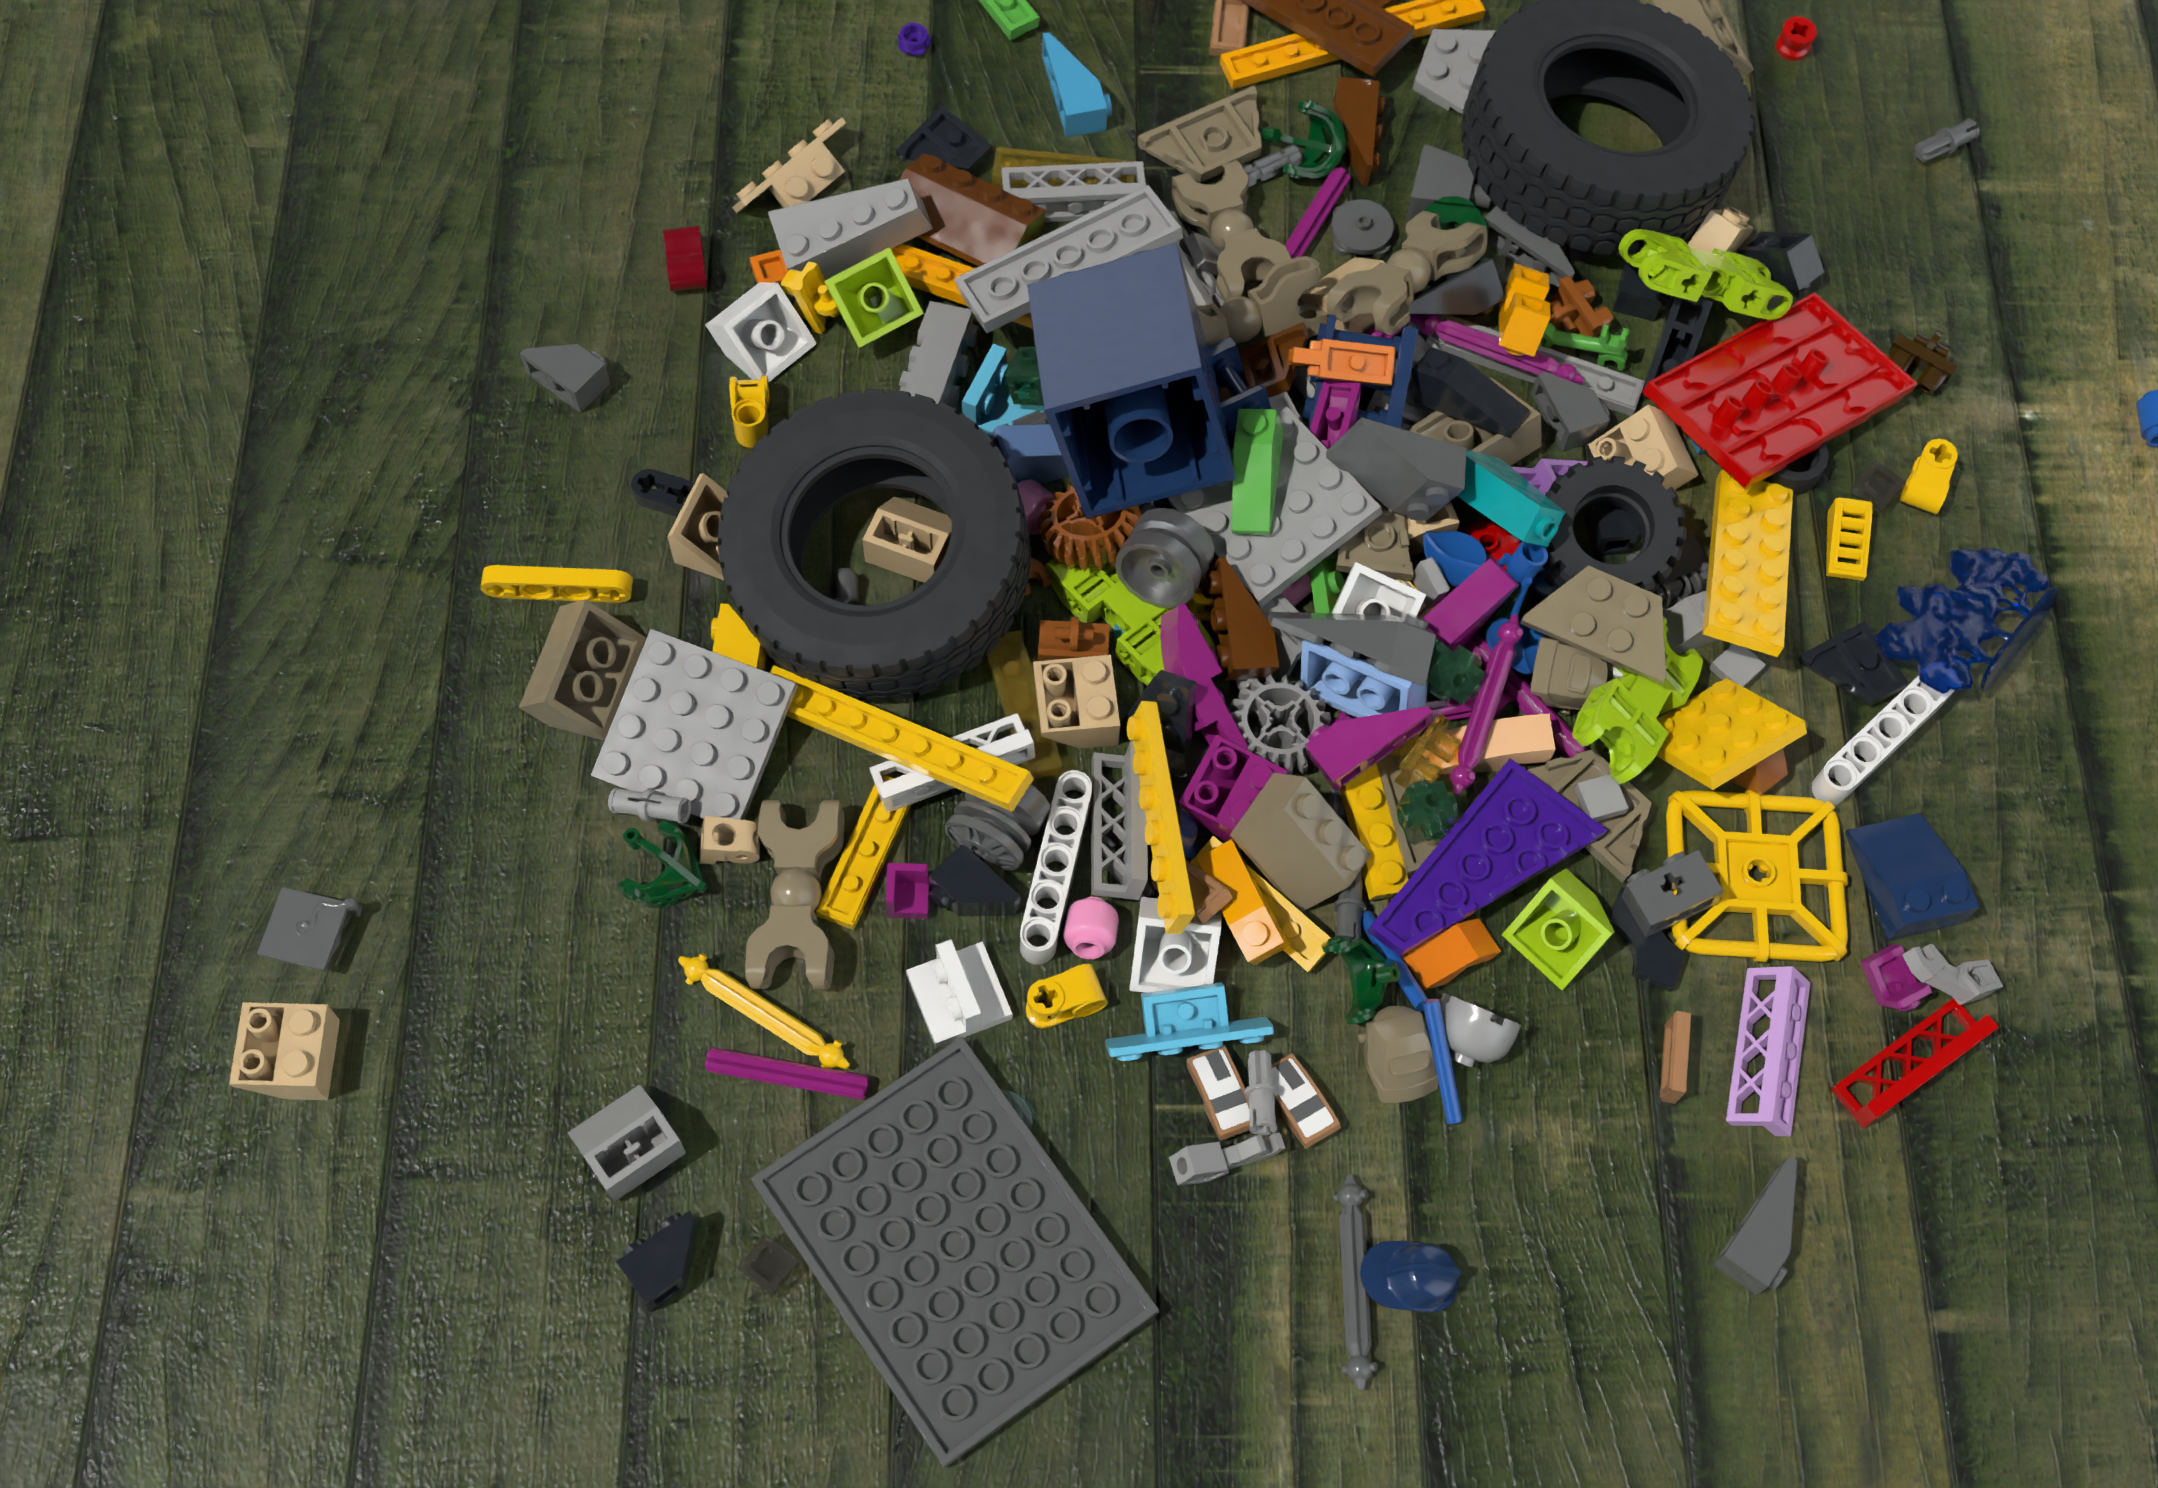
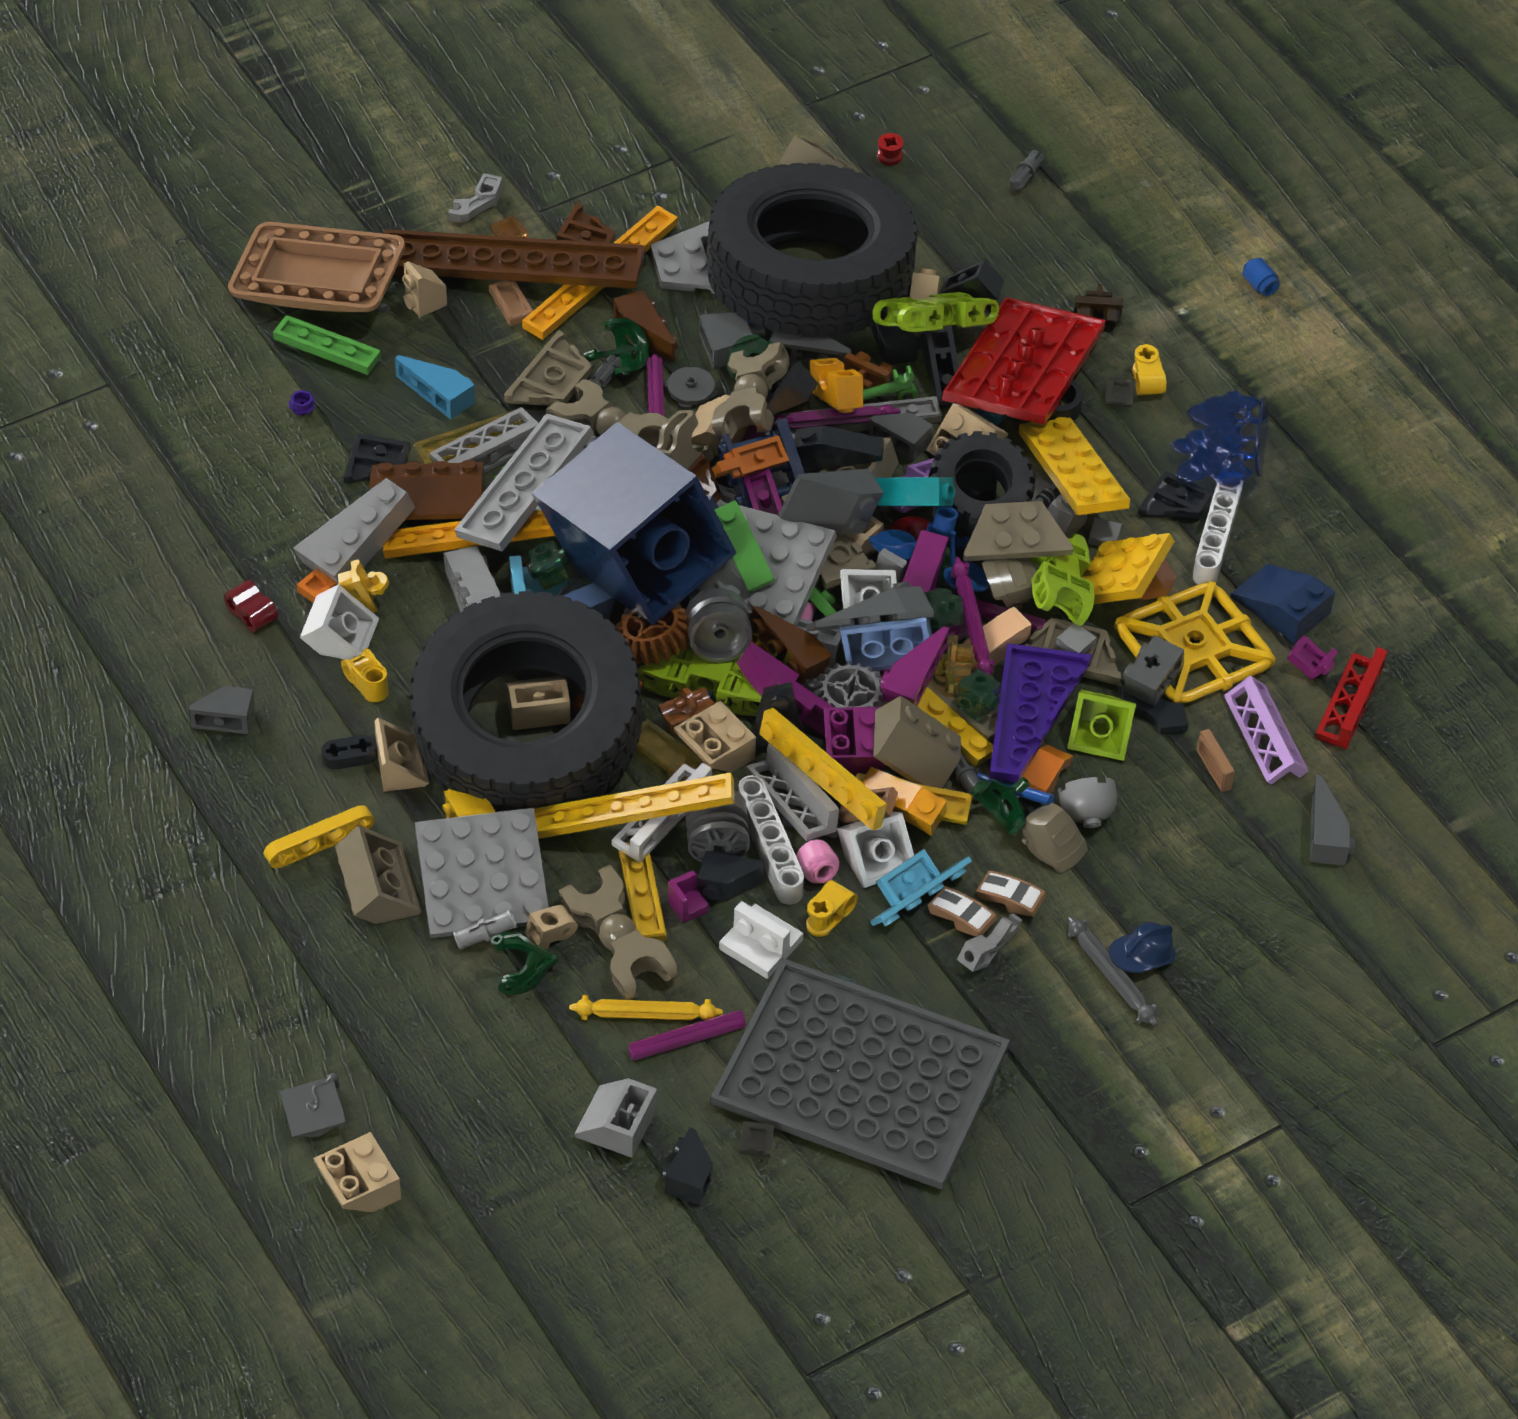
camera: 30 degrees left, 15 degrees down
(803, 176) = (289, 520): tan bracket -> none
(873, 297) = (409, 564): lime slope -> none
(1261, 1093) = (987, 895): light grey axle -> none
(1442, 1061) = (1083, 825): blue bar -> none
(1848, 515) = (1119, 414): yellow slope -> none
(1959, 981) = (1346, 639): light grey piece -> none

